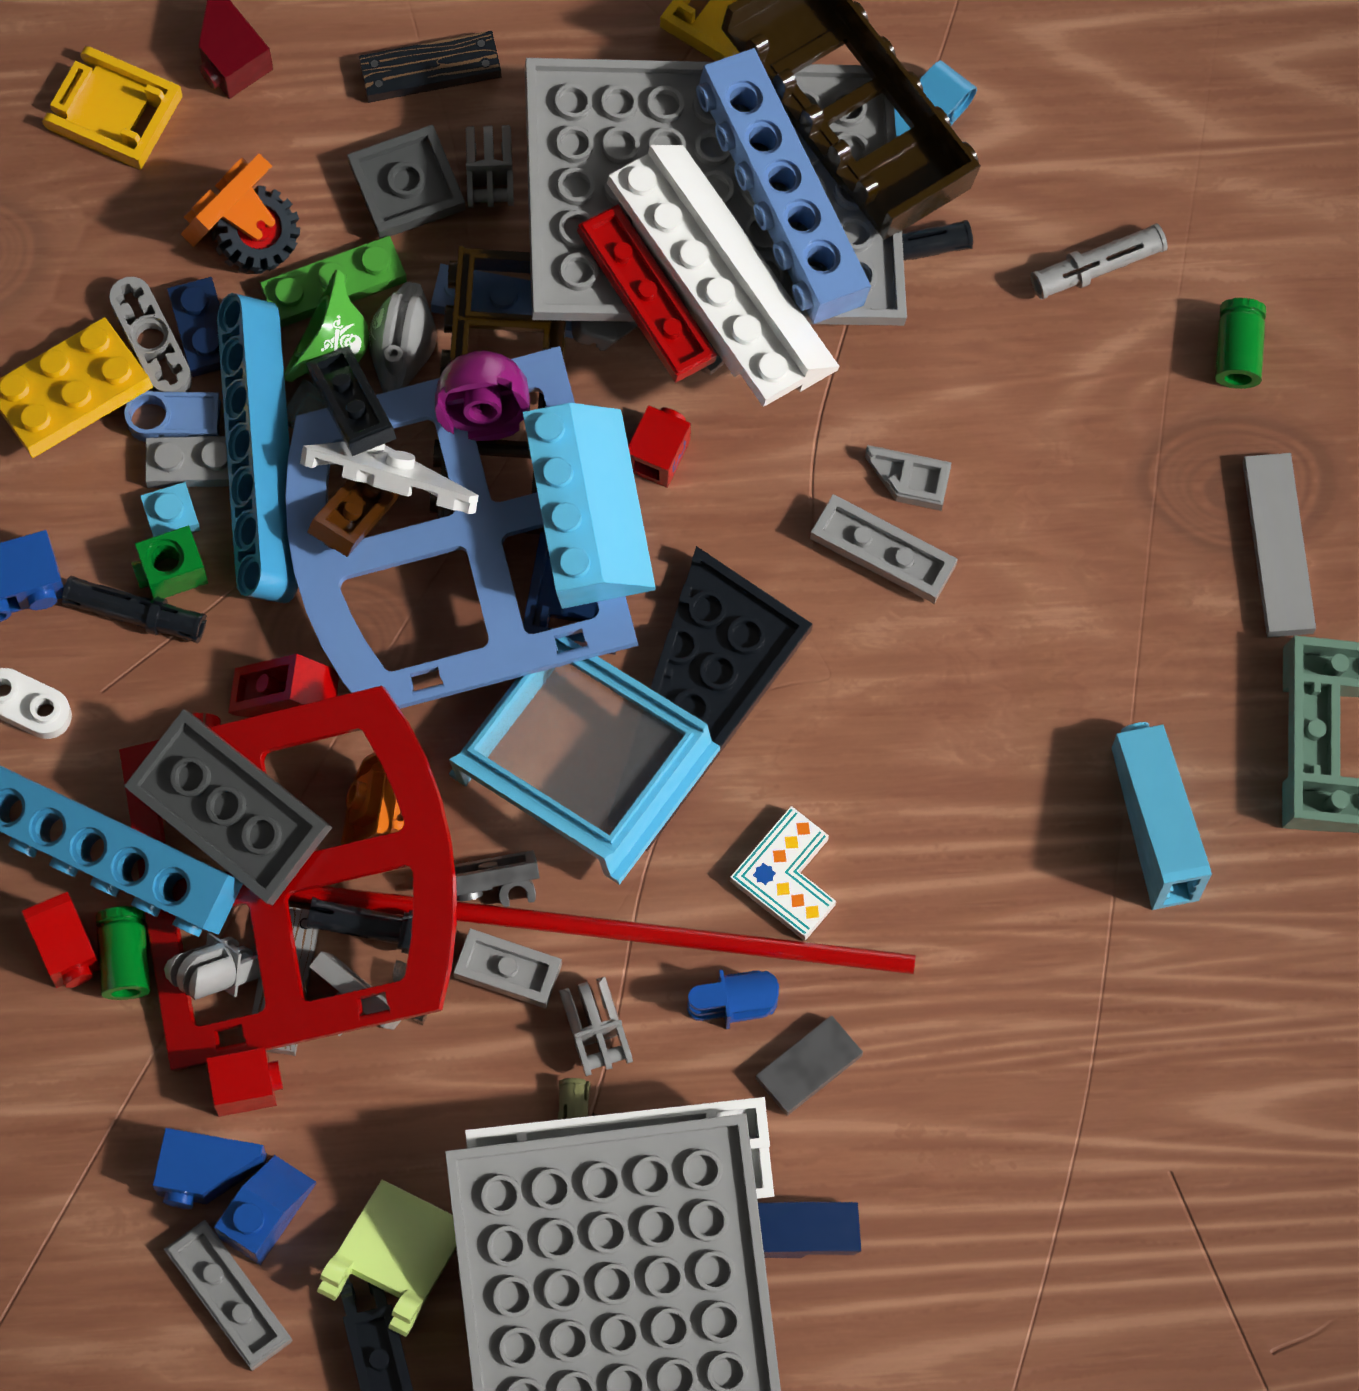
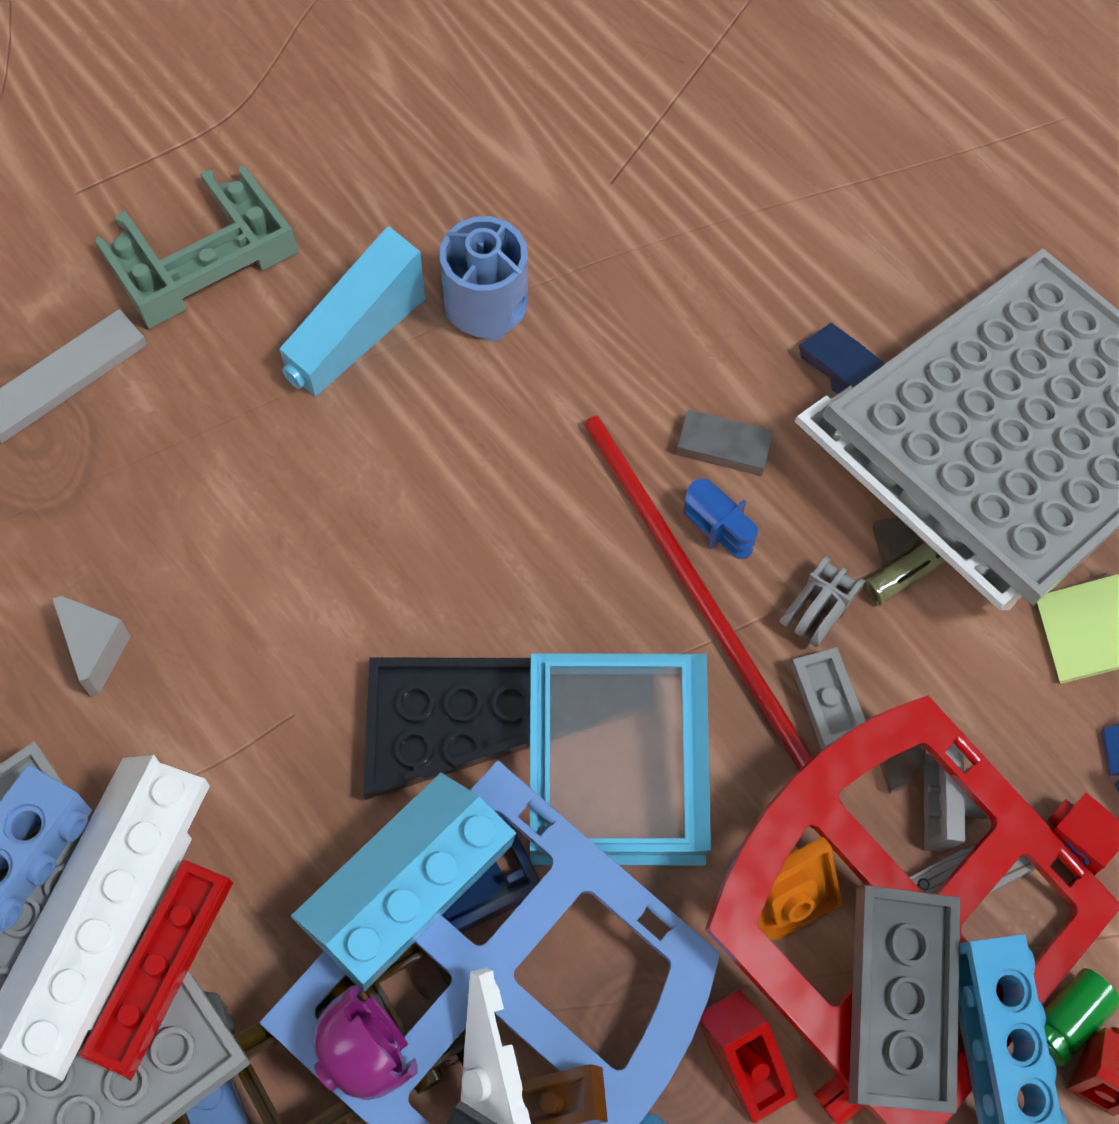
camera: 125 degrees left, 5 degrees down
(213, 968) = (1028, 915): light grey arm -> none
(361, 922) = (868, 798): black pin -> none
(499, 871) = (760, 756): flat silver plate -> none
(659, 444) = (282, 890): red brick -> none
(775, 879) = (596, 561): white tile -> none
(883, 548) = (261, 651): light grey plate -> none
(911, 477) = (178, 674): light grey tile -> none
(986, 422) = (92, 640): none -> light grey slope
(1114, 944) = (484, 276): none -> medium blue cylinder

